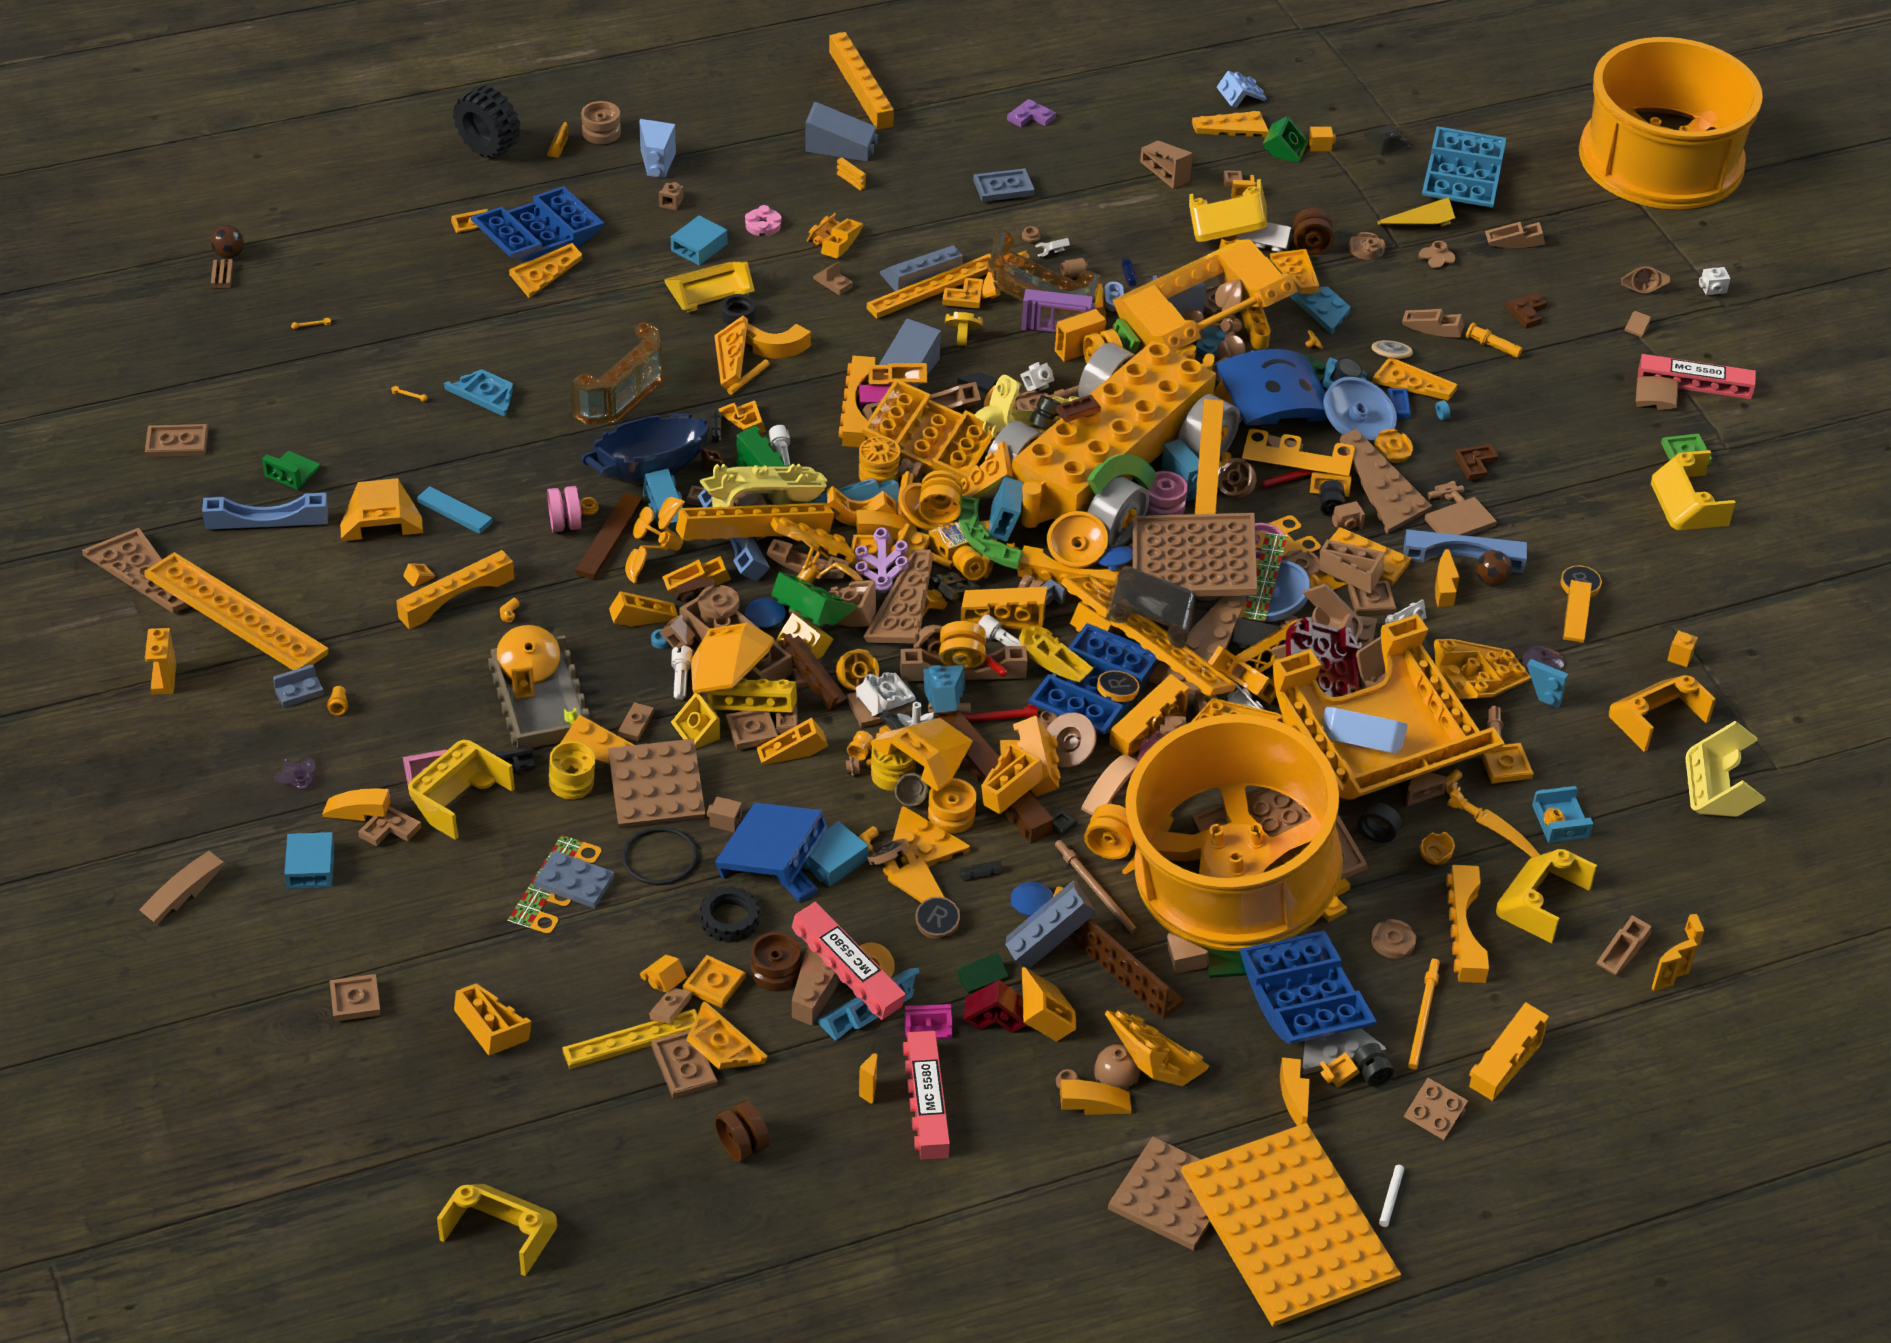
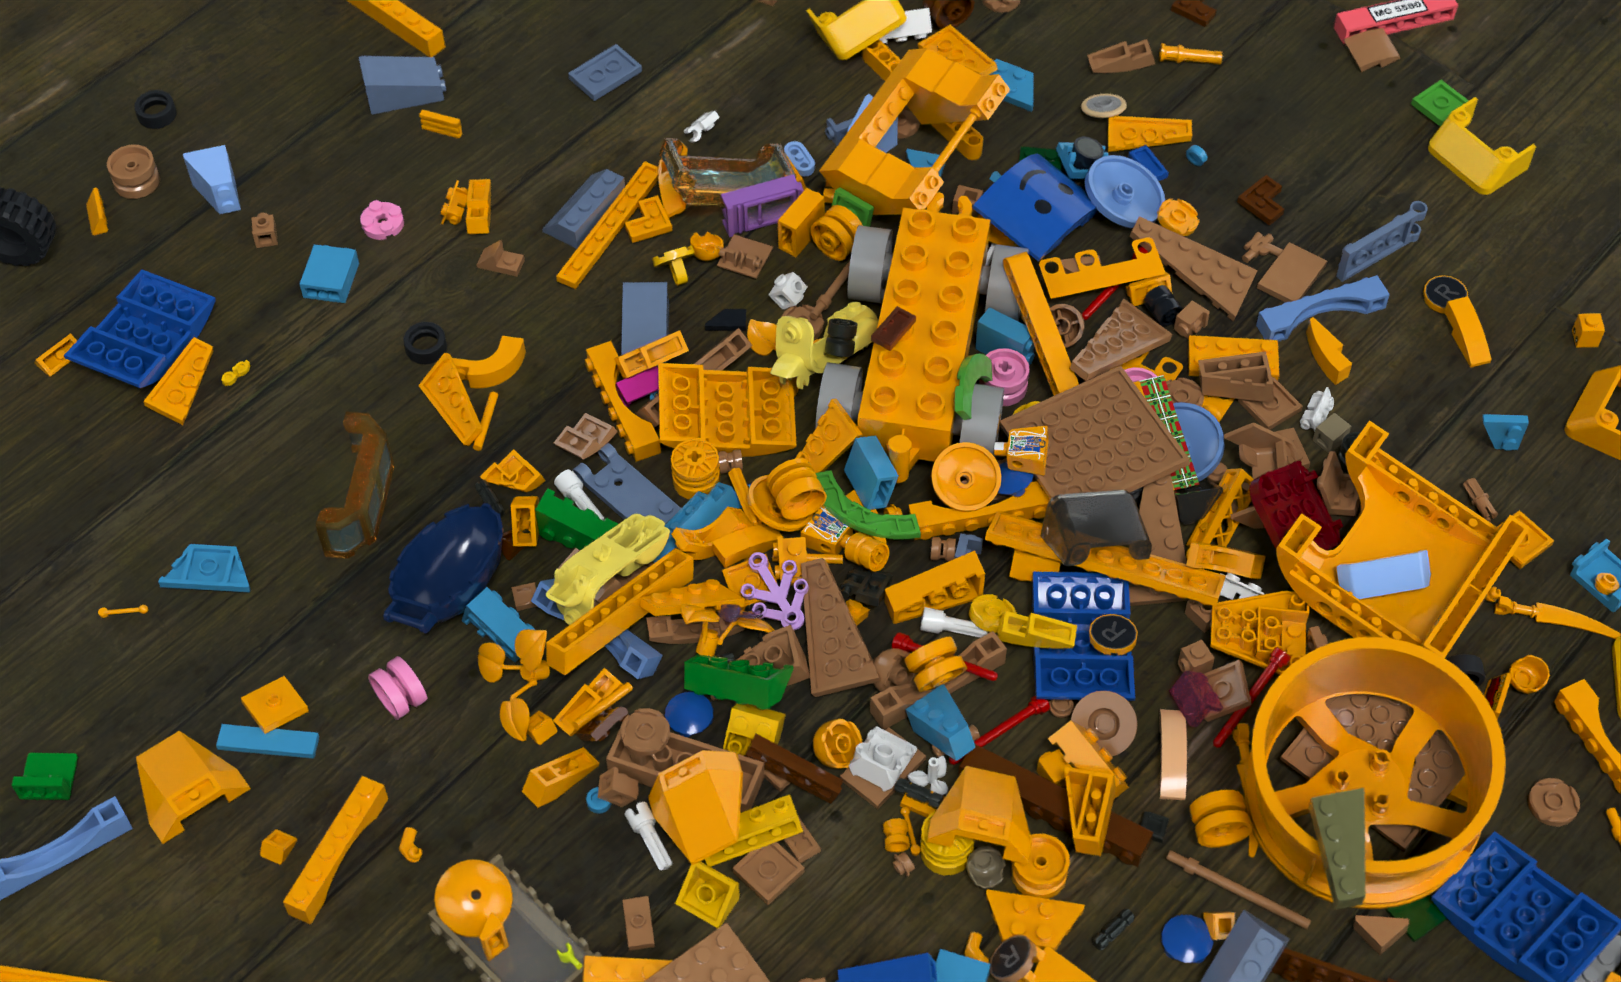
camera: 25 degrees left, 10 degrees up
(473, 489) = (274, 704): none -> light orange plate
(589, 506) = (418, 661): light orange plate -> none
(590, 278) = (240, 369): none -> yellow piece
(609, 536) = (460, 694): reddish brown tile -> none
(645, 97) = (152, 98): none -> black tyre
(651, 579) = (541, 727): none -> light orange slope
(710, 284) = (374, 322): yellow windscreen -> none
(717, 578) = (602, 705): none -> light orange bar
(725, 445) = (524, 517): none -> light orange torso
(794, 744) = (825, 870): light orange slope -> none
(813, 414) = (586, 437): none -> medium nougat slope
(826, 461) = (635, 494): none -> sand blue hinge
(835, 554) = (731, 612): none -> plate
(996, 327) = (706, 246): none -> light orange hair
(1022, 344) = (744, 256): none -> medium nougat hinge
(1030, 234) = (669, 120): medium nougat plate -> none
(1074, 267) = (739, 142): medium nougat brick -> none
(1129, 271) = (794, 122): clear blue axle -> none
(1135, 536) = (1025, 449): none -> light orange torso
(1144, 720) = (1162, 654): light orange wedge -> none
(1161, 837) = (1341, 841): none -> olive wedge
(1226, 296) = (941, 122): medium nougat plant -> none
(1273, 503) = (1119, 340): none -> medium nougat wing
(1313, 341) = (1024, 128): light orange plant -> none
(1399, 856) = (1496, 692): none -> slope
(1478, 669) = (1430, 443): light orange wedge -> none
(1493, 567) = (1365, 318): reddish brown piece -> none
(1543, 521) = (1381, 242): none -> sand blue hinge
(1544, 655) = (1470, 401): clear purple dish -> none

